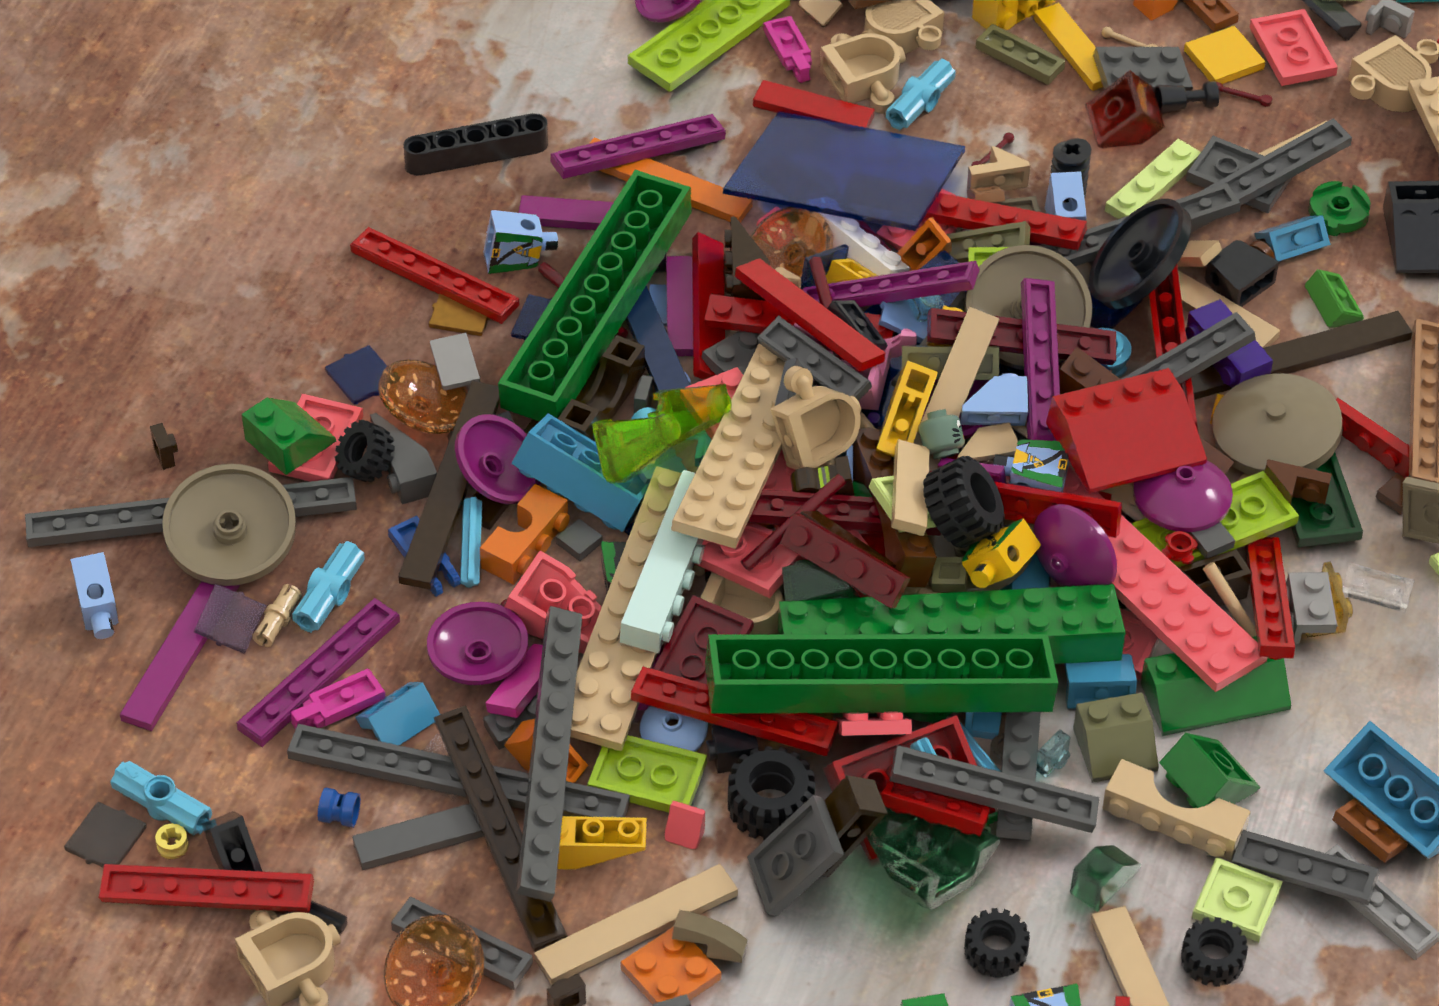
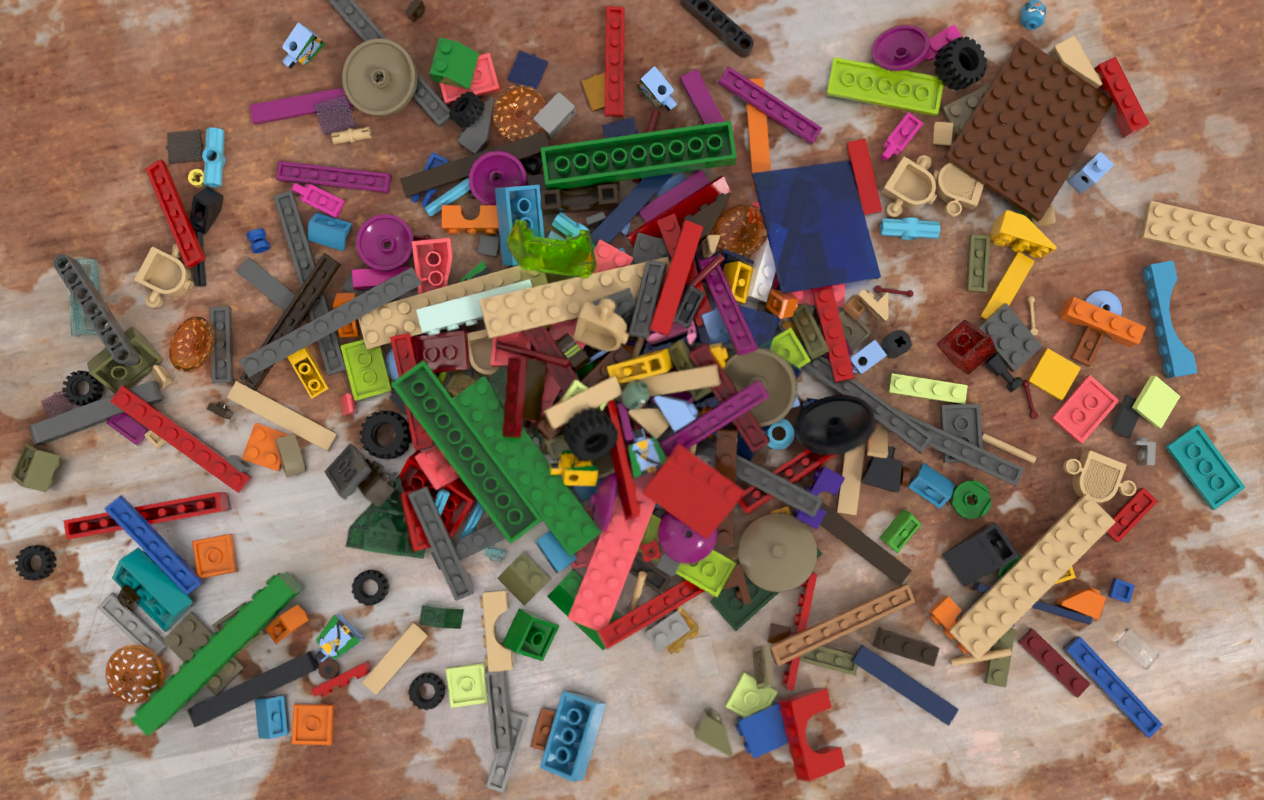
camera: 60 degrees right, 35 degrees up
(328, 586) = (381, 148): medium azure piece -> none

